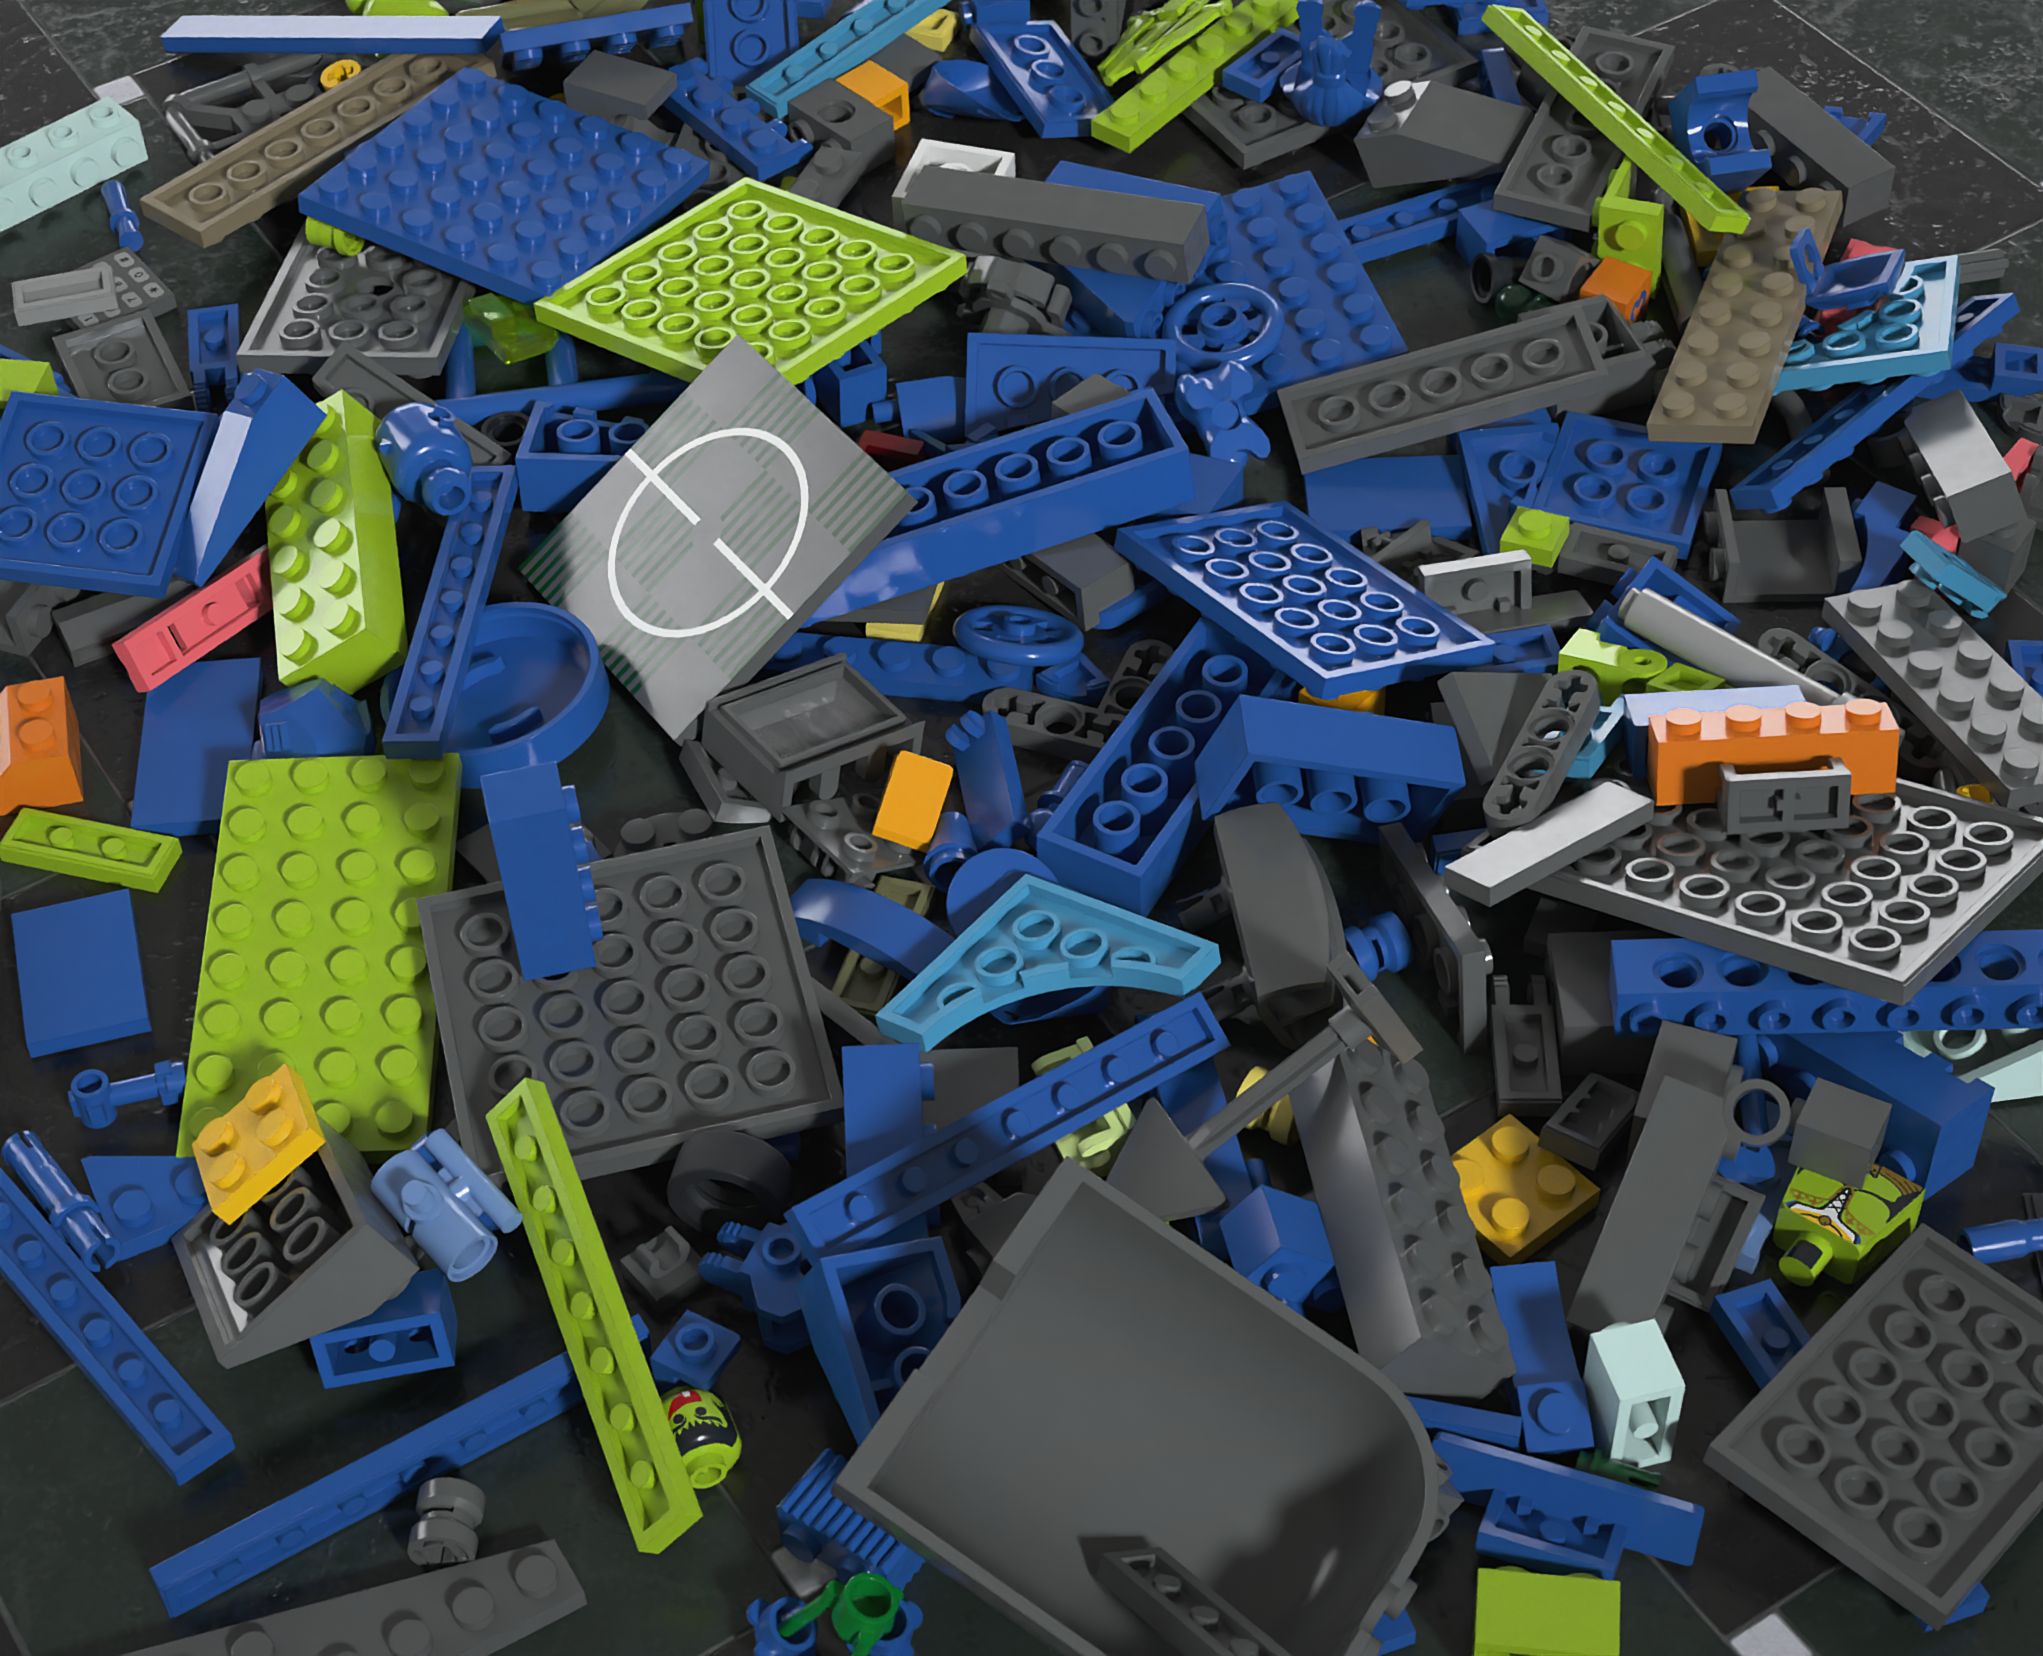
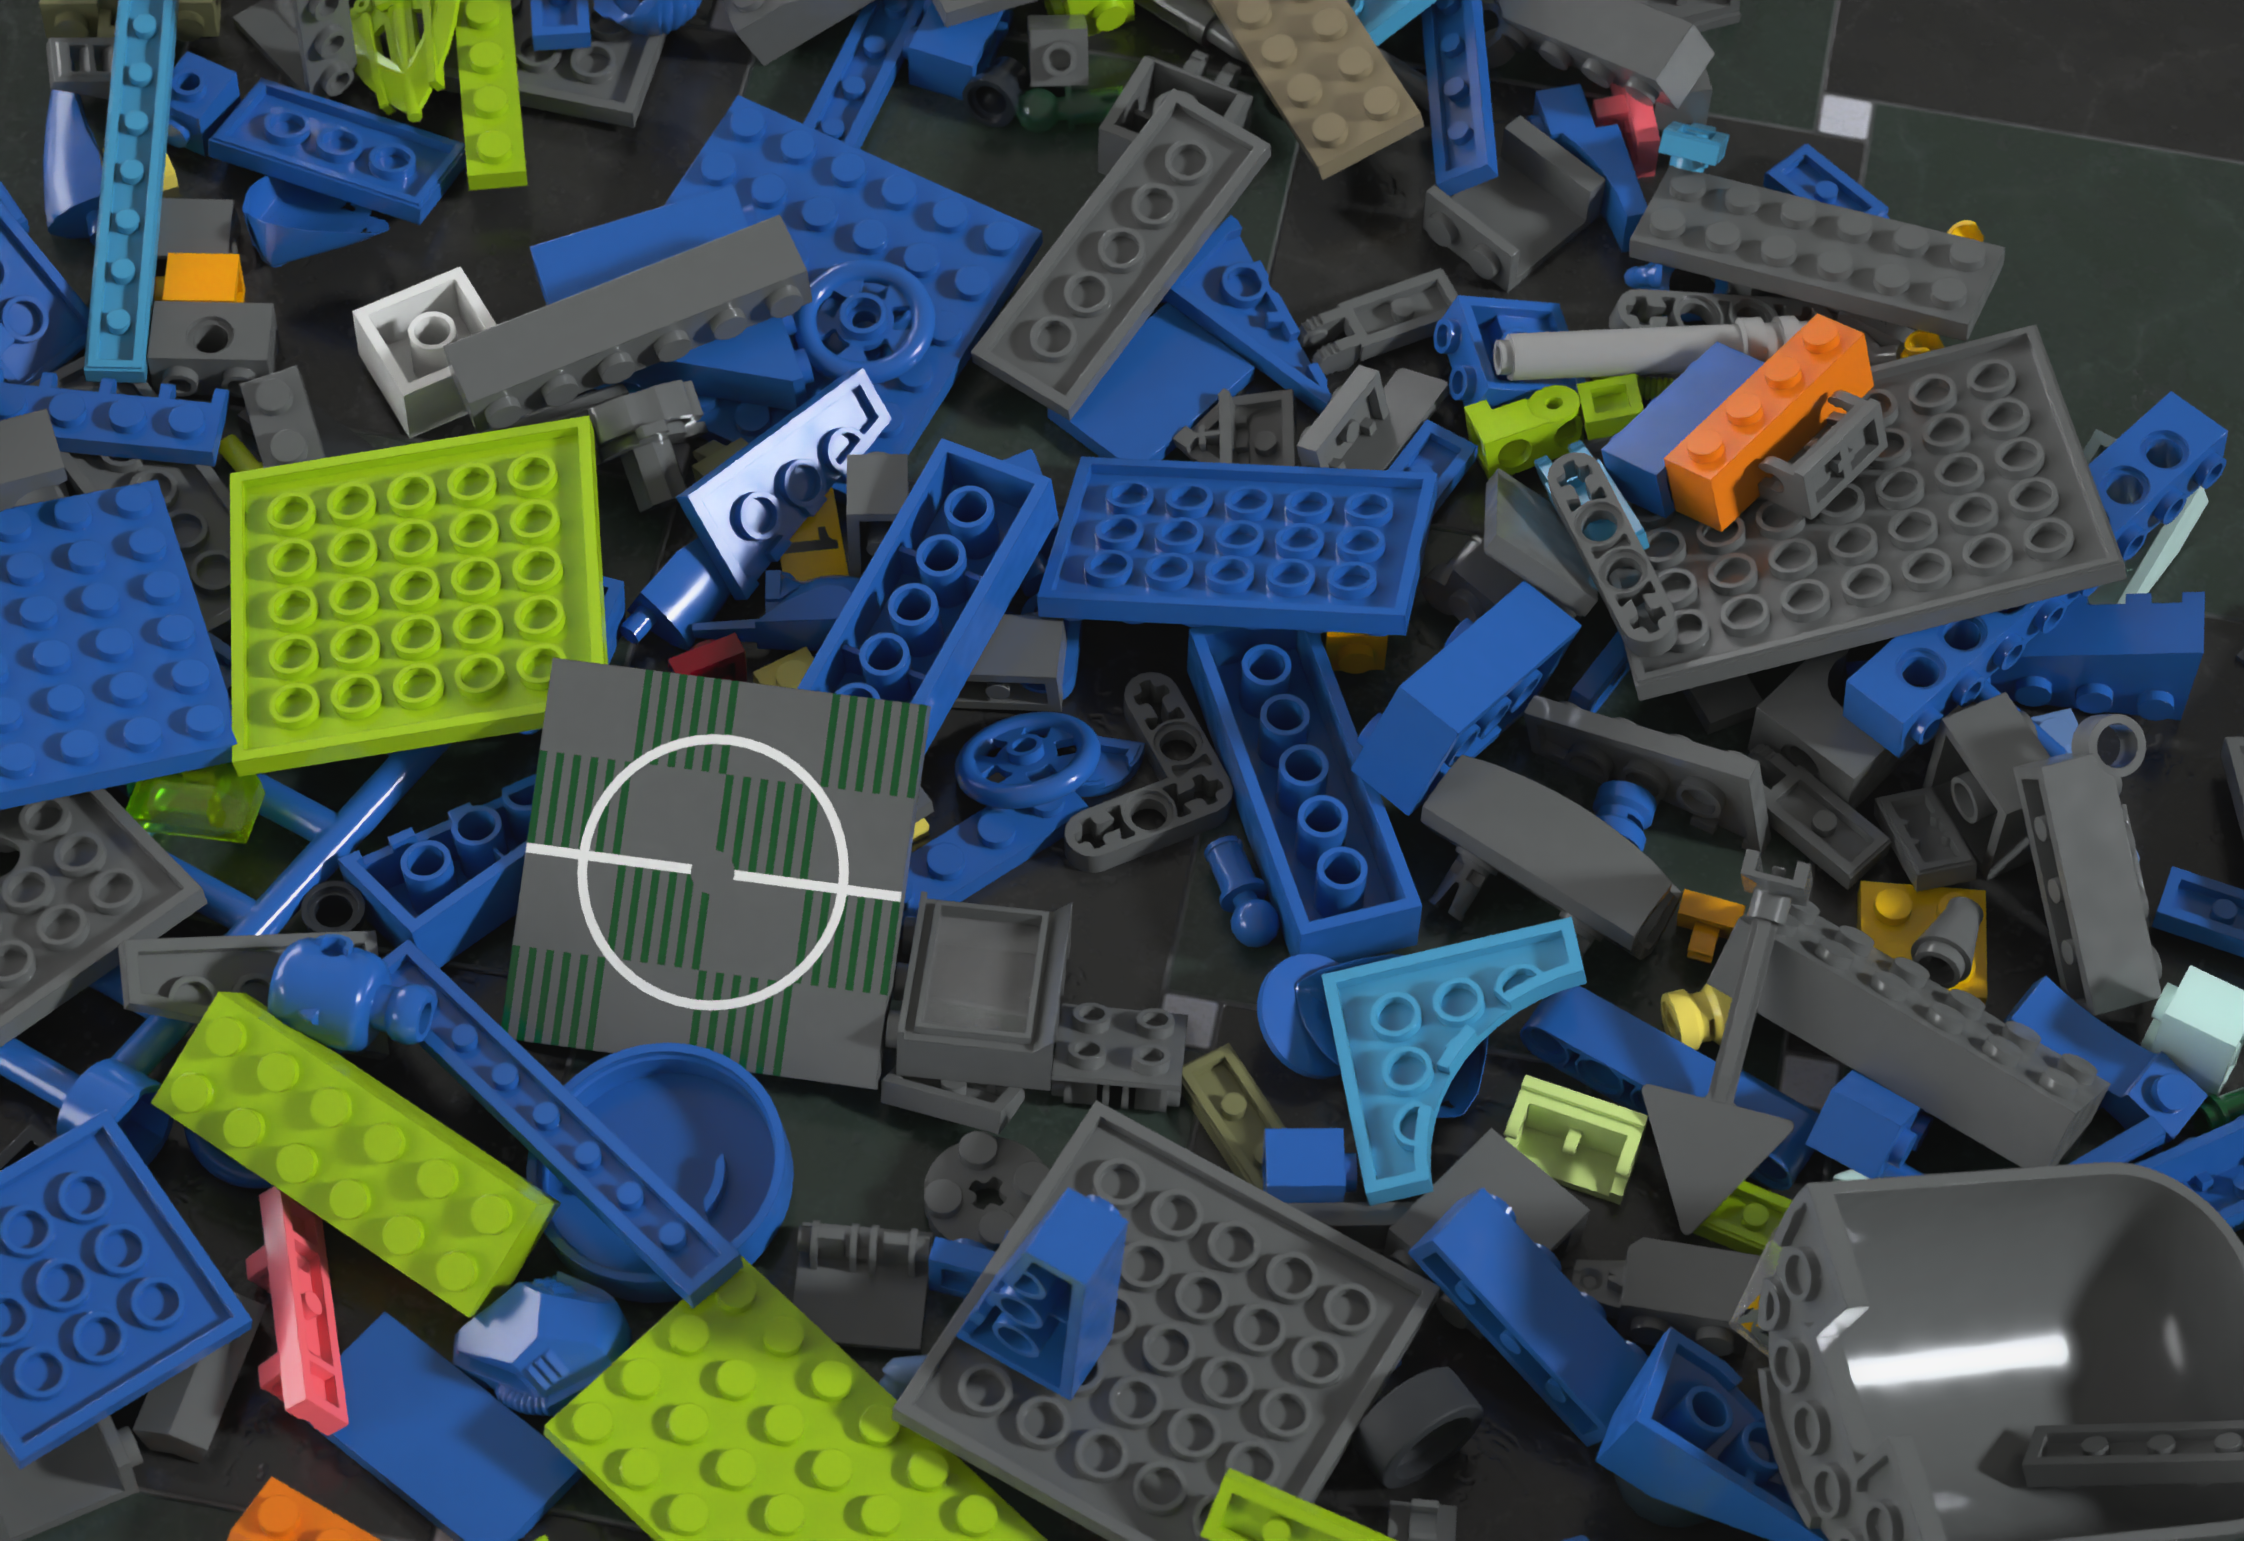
camera: 50 degrees left, 10 degrees up
(249, 456) = (200, 1134): blue wedge -> none
(764, 1280) = (1539, 1461): blue hinge -> none
(863, 973) = (1307, 1165): none -> blue brick
(867, 925) = (1236, 1115): blue slope -> none
(912, 800) = (1133, 981): light orange slope -> none
(948, 850) = (1211, 1004): blue cone -> none
(989, 780) = (1167, 916): blue hinge -> none
(1006, 1131) = (1600, 1204): blue plate -> none
(1216, 408) = (943, 405): blue animal -> none
(1507, 1186) = (1950, 942): none -> dark grey cone
(1538, 533) = (1332, 343): lime plate -> none
(1548, 843) = (1709, 631): tile -> none
(1622, 482) = (1333, 234): blue plate -> none
(1624, 284) = (1118, 41): orange brick -> none
(1837, 1132) = (2139, 694): dark grey brick -> none
(1842, 1227) = (2175, 780): lime torso -> none

